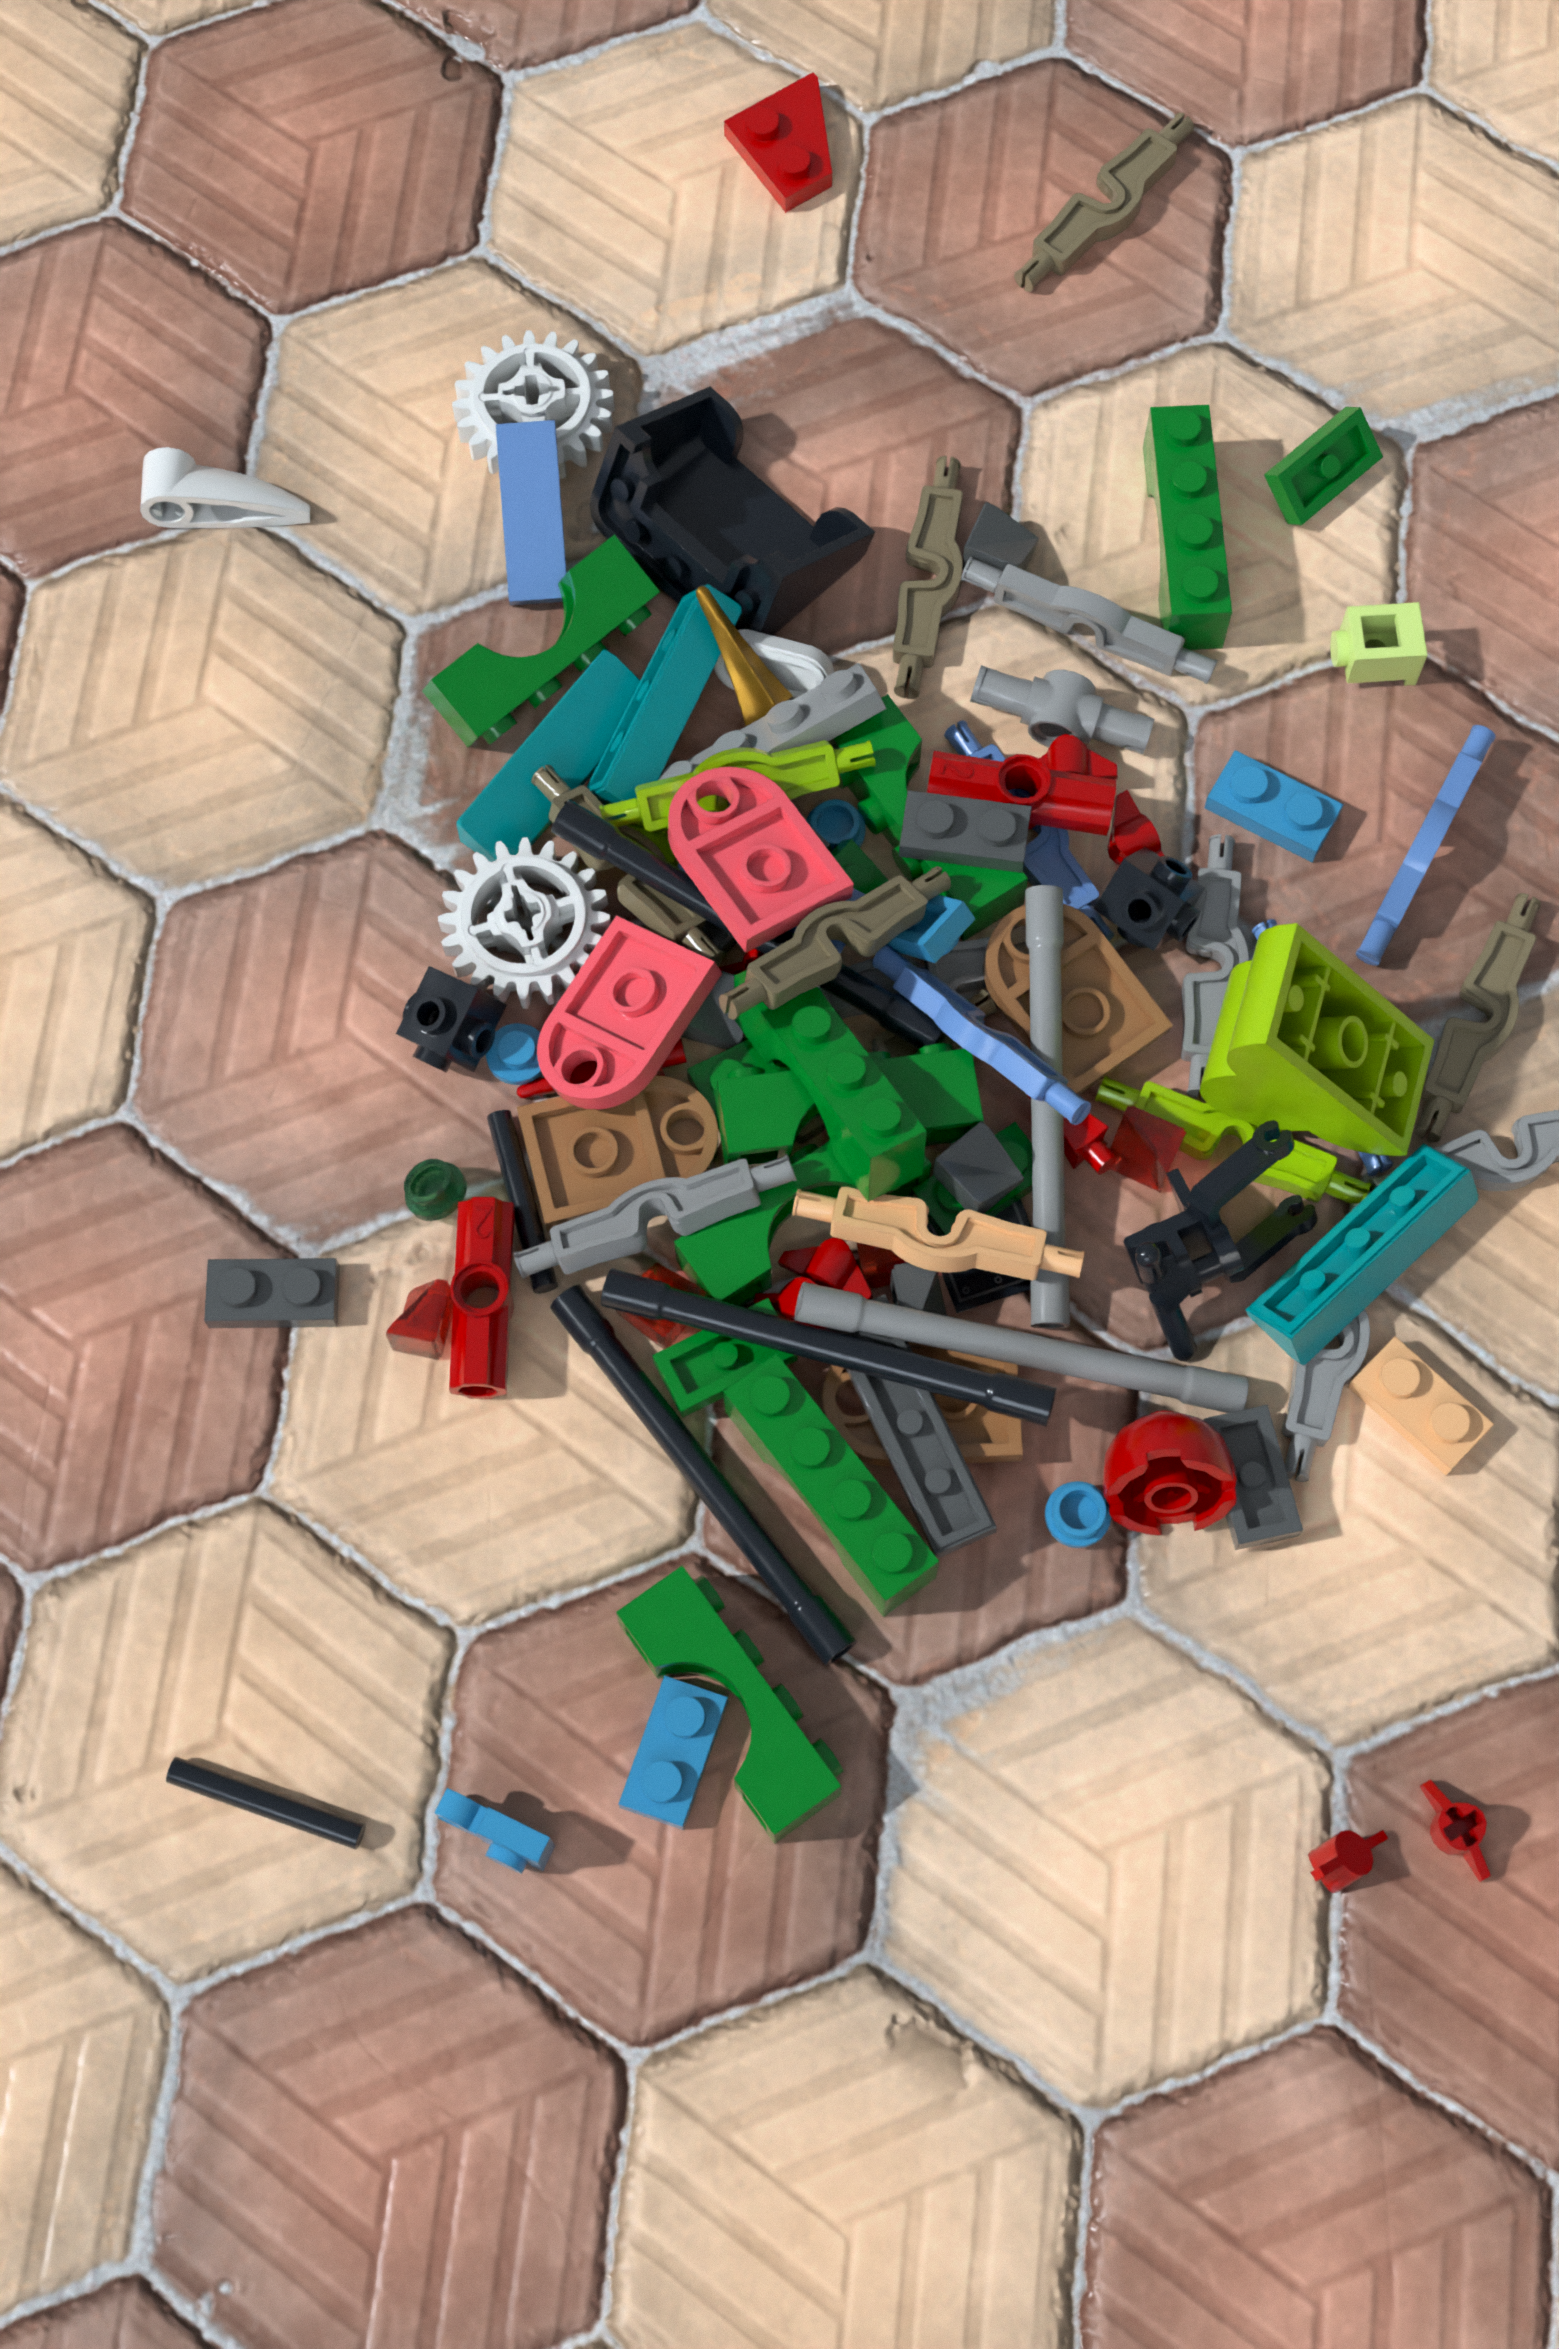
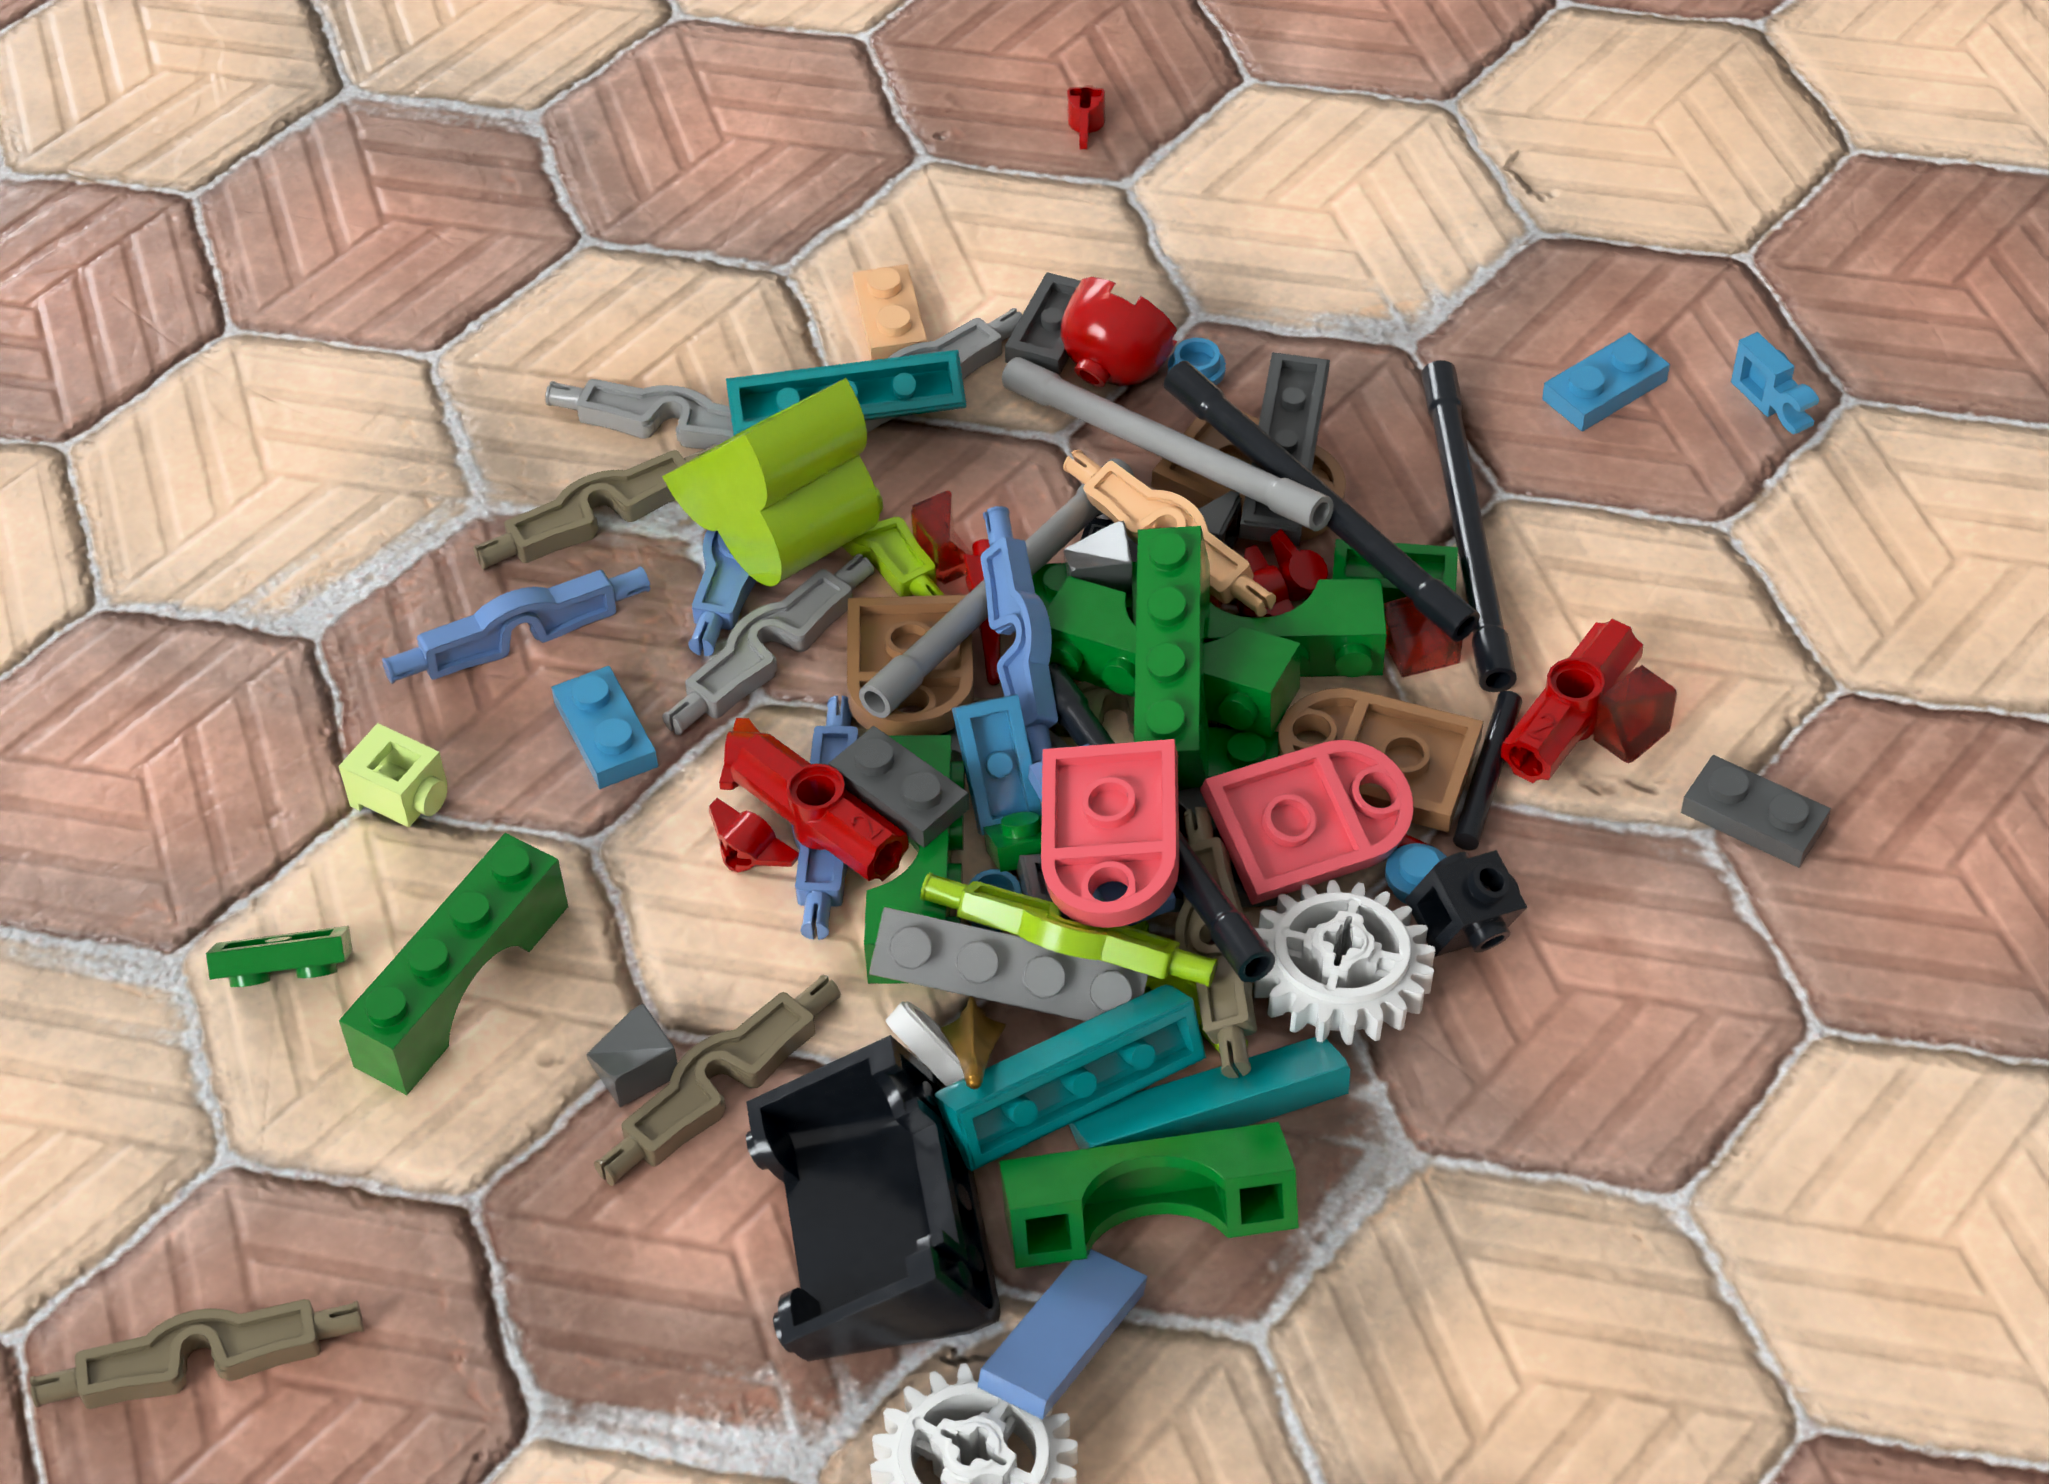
camera: 145 degrees left, 20 degrees down
(265, 1803) = (1949, 493): black bar -> none
(434, 1189) = (1562, 803): clear green plate -> none
(622, 1225) = (1423, 669): light grey piece -> none
(681, 1633) = (1553, 423): green arch -> none
(812, 958) = (1127, 711): dark tan piece -> none
(842, 1494) = (1376, 438): green arch -> none
(1060, 706) = (712, 881): light grey pin -> none
(1113, 626) = (612, 932): light grey piece -> none
(1151, 899) = (782, 686): black brick -> none
(1195, 1245) = (937, 433): black piece -> none
(1344, 1859) = (1177, 123): red piece -> none

